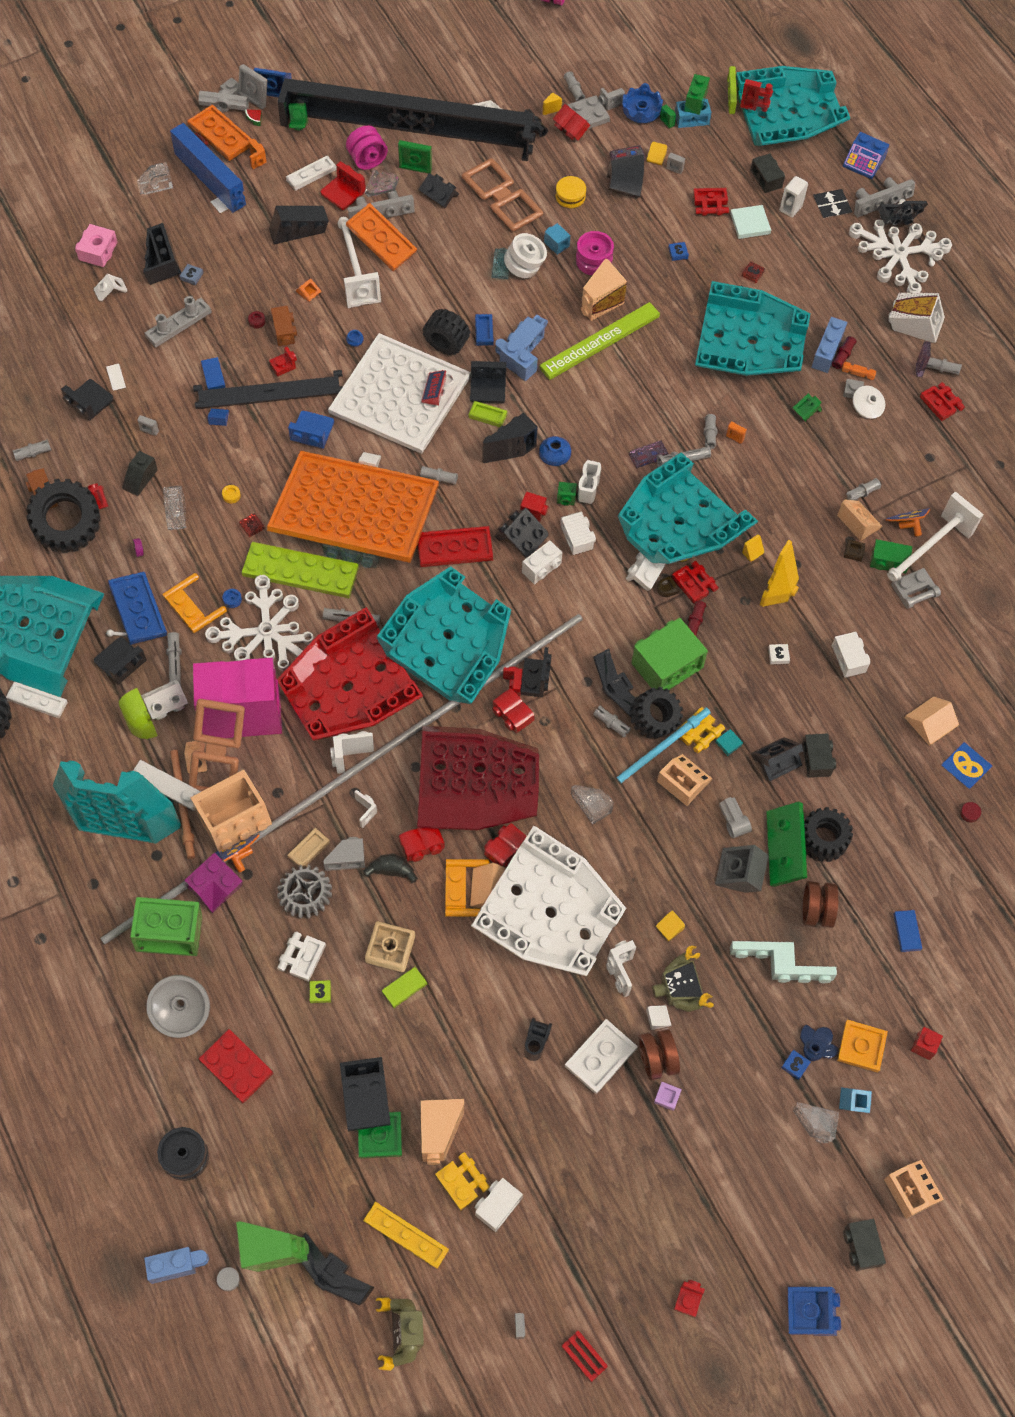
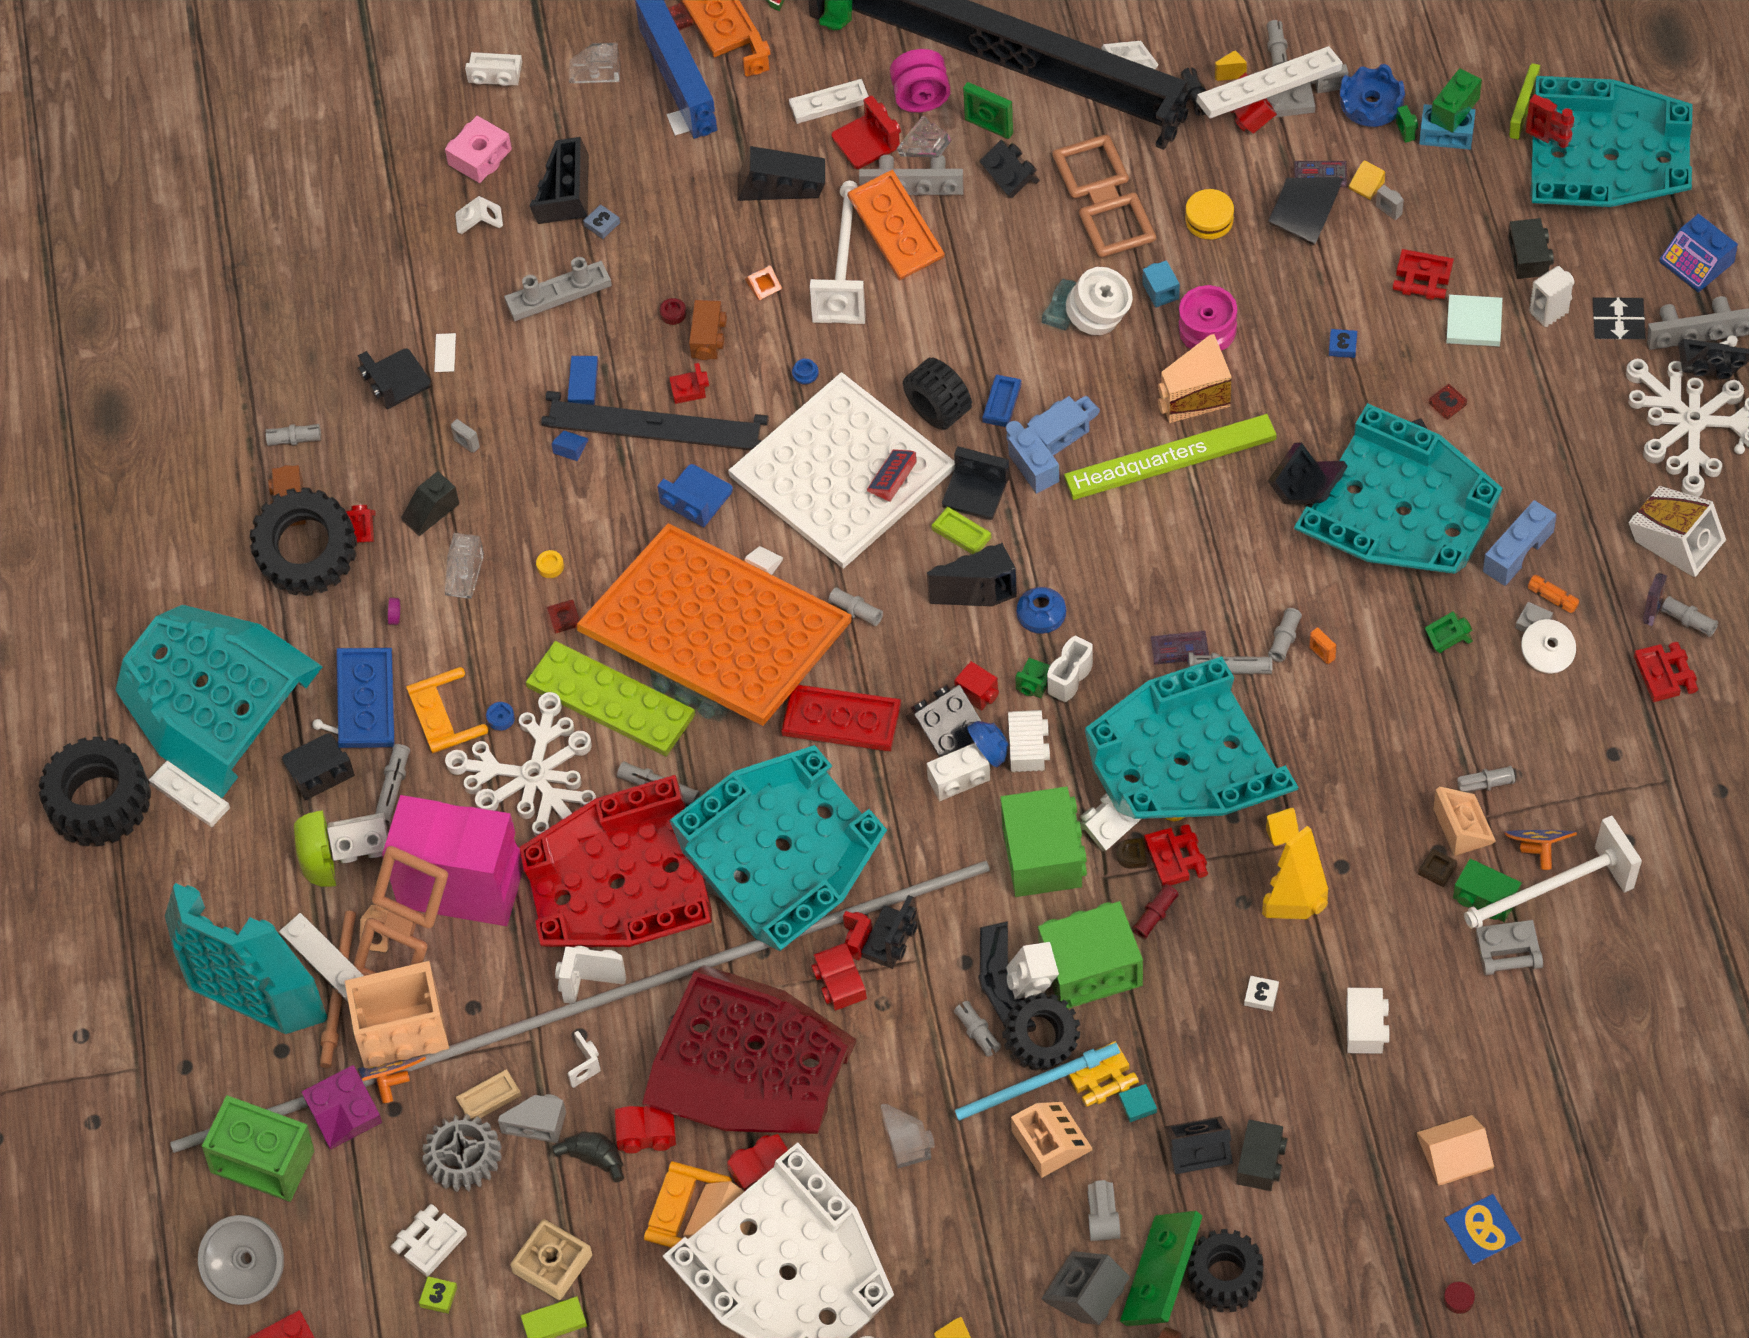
camera: 25 degrees right, 5 degrees down
(89, 195) = (494, 68): none -> white bracket
(557, 537) = (989, 741): none -> blue piece
(582, 105) = (1269, 82): none -> white plate
(612, 592) = (1043, 841): none -> bright green container
(639, 675) = (1032, 970): none -> white brick
(688, 336) = (1303, 479): none -> black bracket
(844, 352) = (1539, 560): dark red pin -> none

